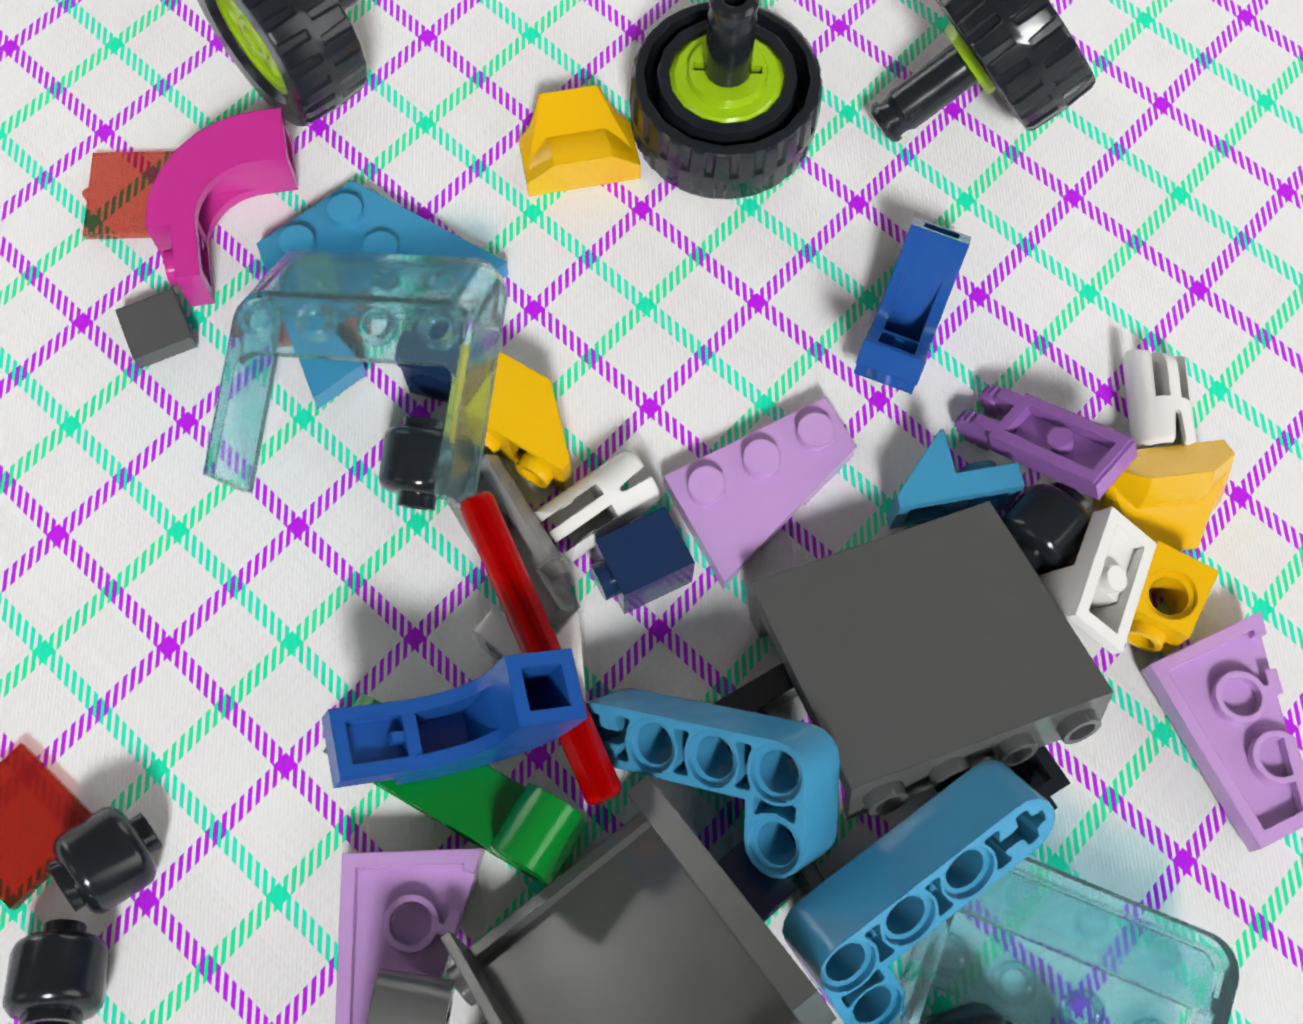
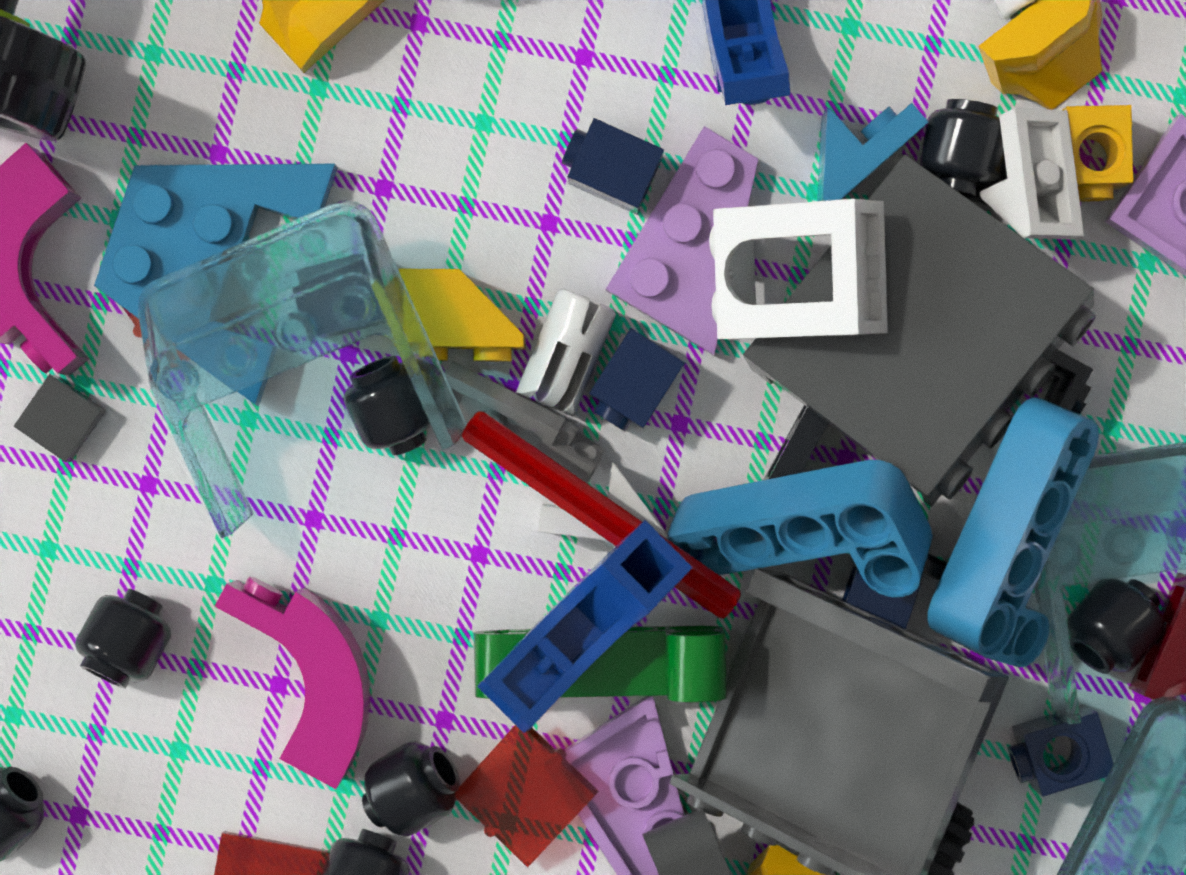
camera: 30 degrees left, 20 degrees up
(66, 519) = (123, 638): none -> black head
(207, 800) = (410, 788): none -> black head
(213, 661) = (331, 668): none -> dark pink arch
(306, 871) = (525, 793): none -> clear red piece
(731, 383) = (612, 164): none -> dark blue brick
(894, 556) = (857, 269): none -> white panel
(1049, 440) = (928, 63): medium lavender hinge -> none

